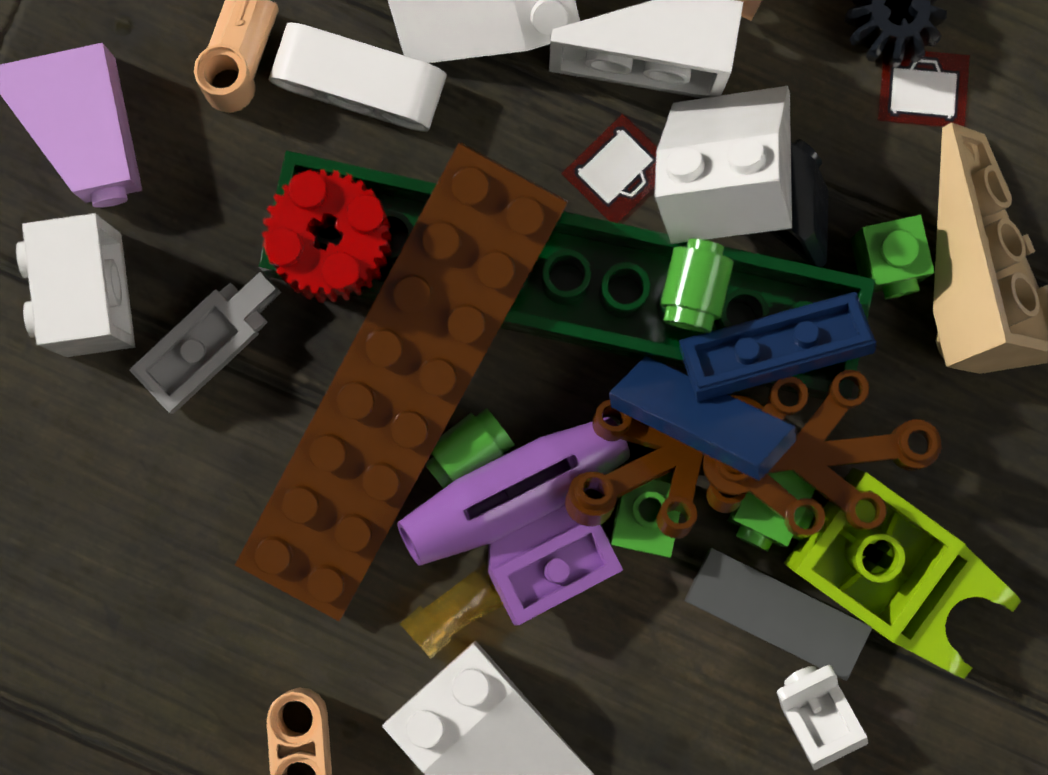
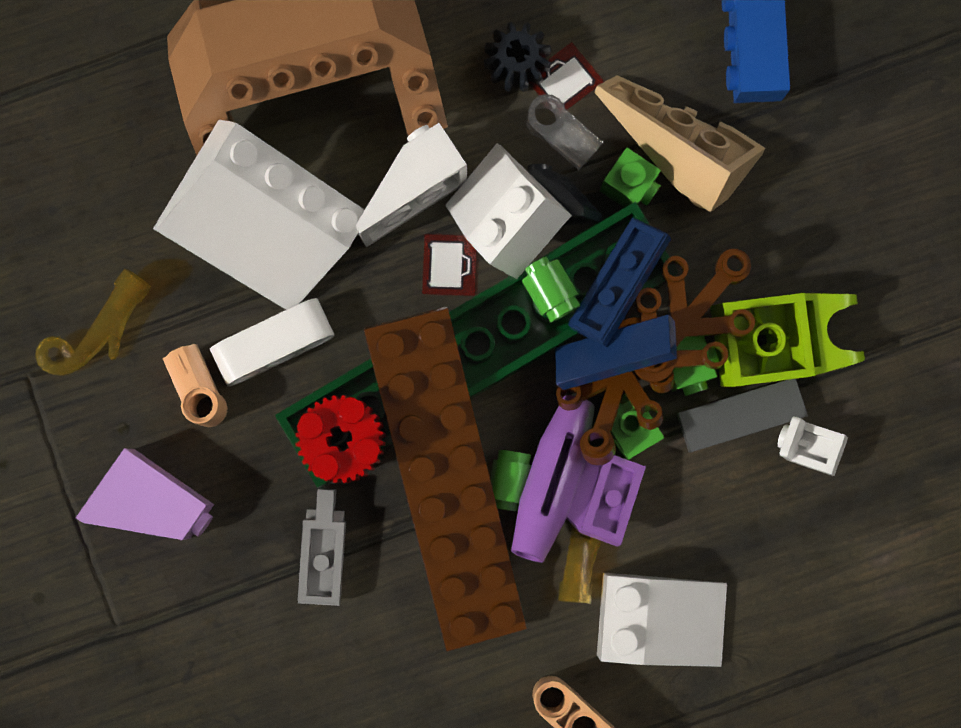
camera: 45 degrees left, 0 degrees up
(76, 285) = (230, 586): white brick -> none
(869, 143) = (566, 134): none -> clear piece

